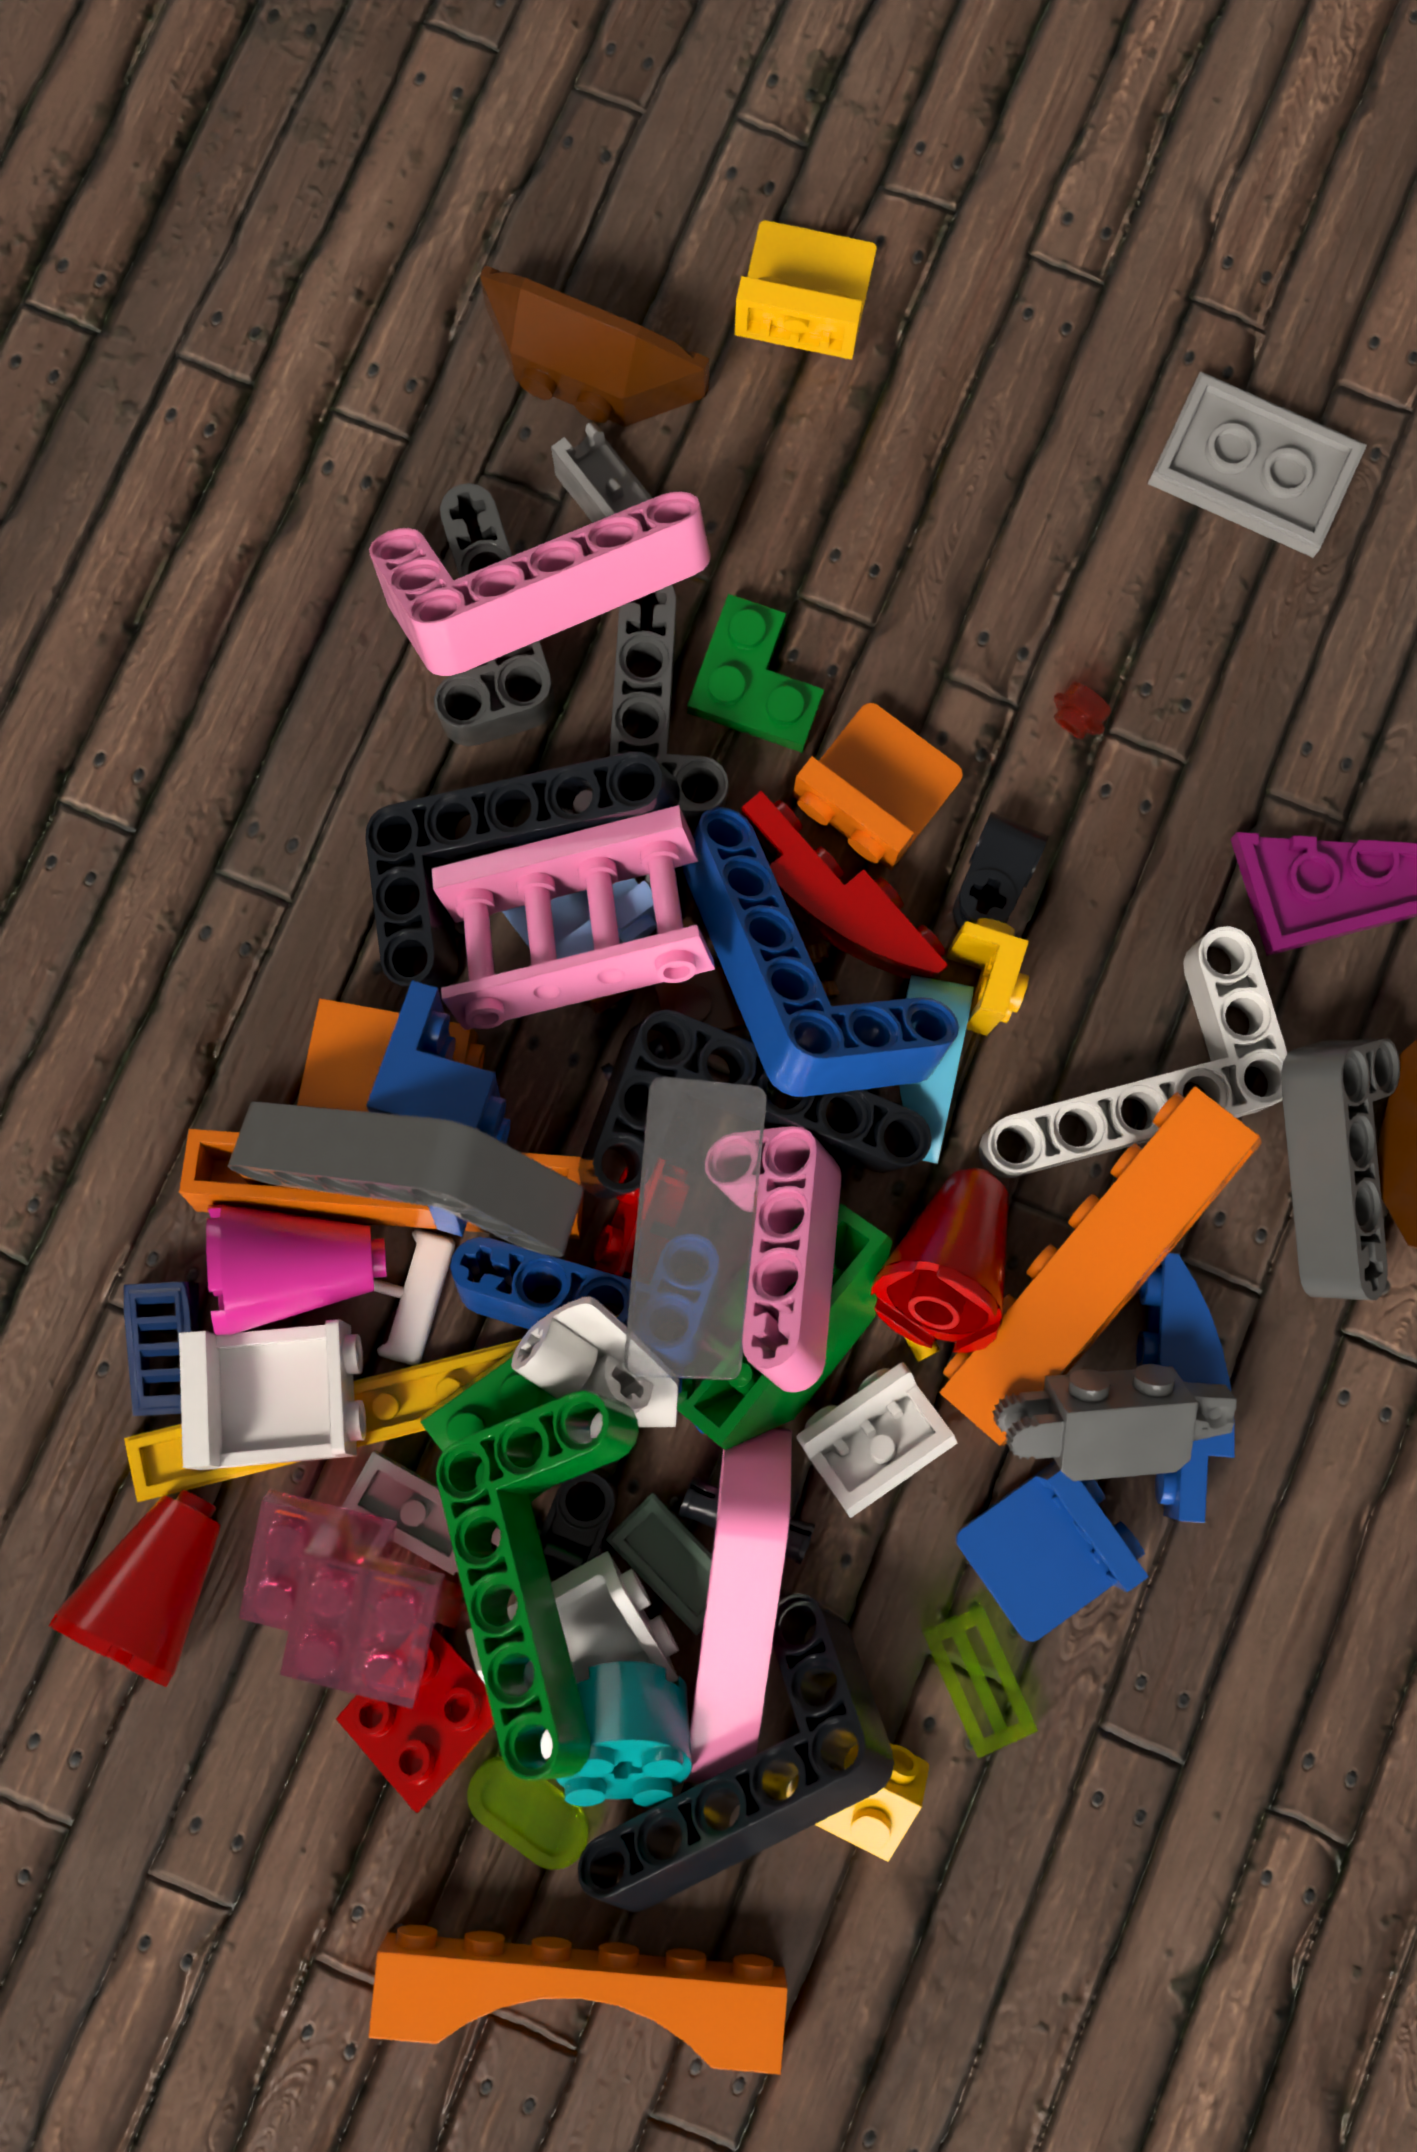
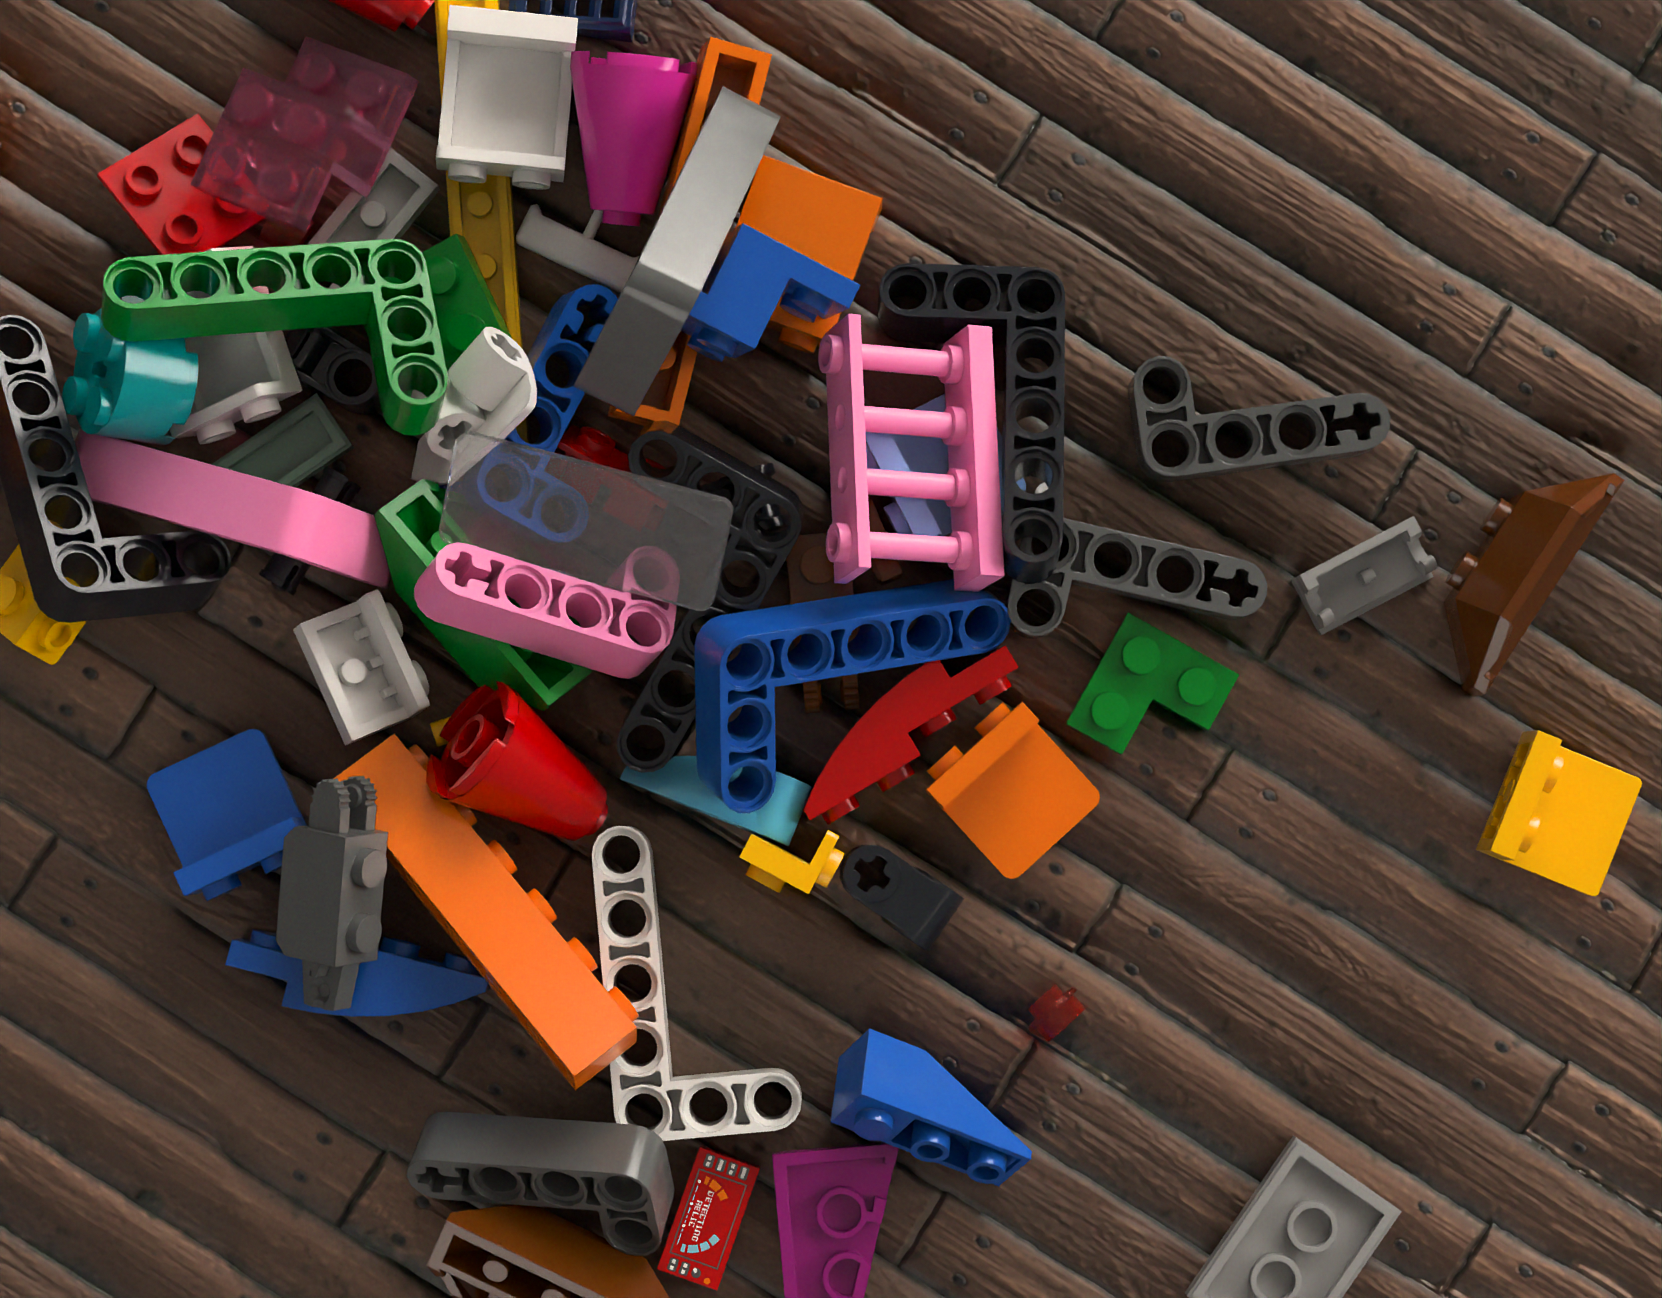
camera: 100 degrees right, 5 degrees up
(528, 1815) = (74, 279): clear neon green tile -> none
(540, 589) = (1254, 476): bright pink beam -> none
(955, 1628) = (173, 714): clear neon green tile -> none
(1197, 825) = (913, 1103): none -> blue slope
(1342, 1004) = (708, 1217): none -> red tile

